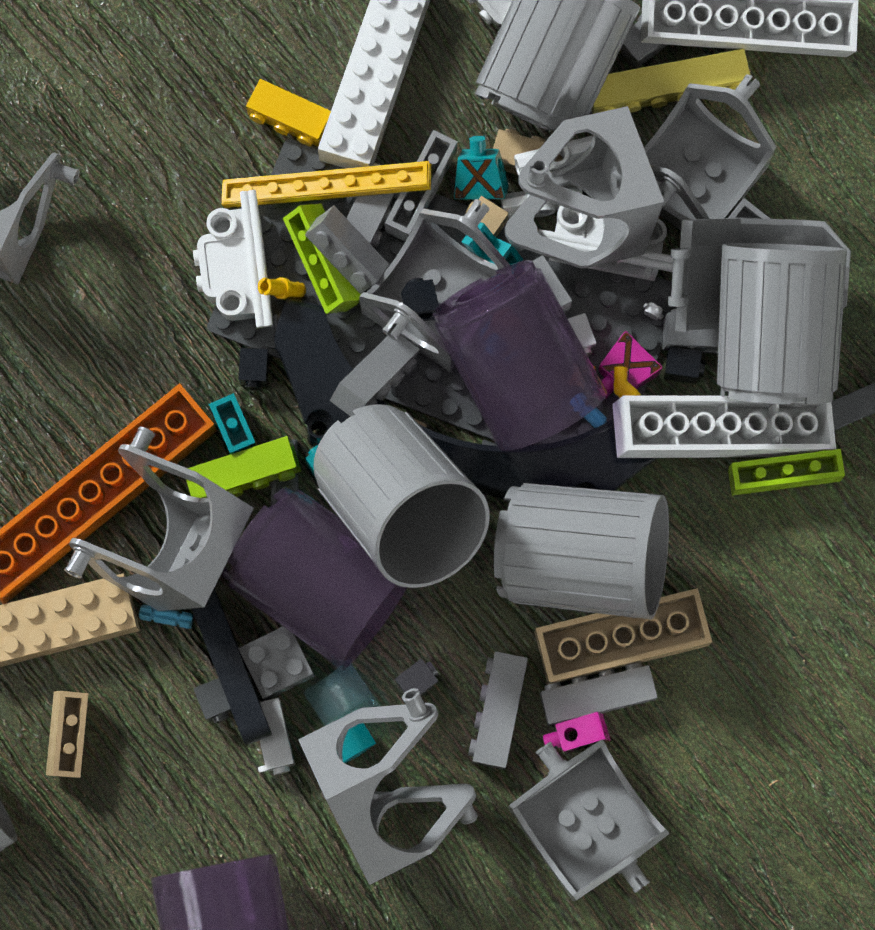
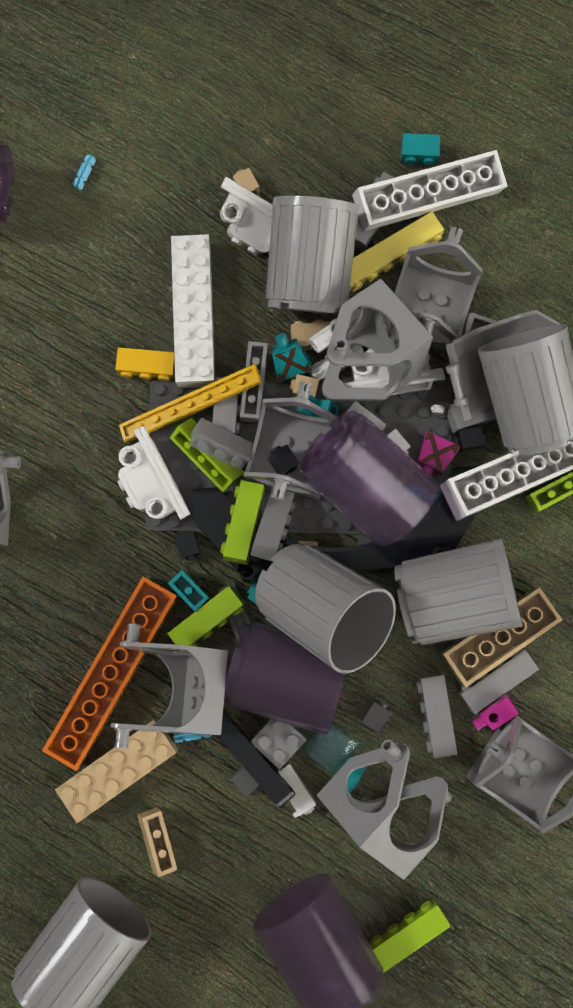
camera: 20 degrees left, 5 degrees up
(281, 288) = (186, 486): yellow pin -> none
(337, 358) = (243, 522): none -> lime brick
(621, 385) = (440, 470): yellow arm -> none

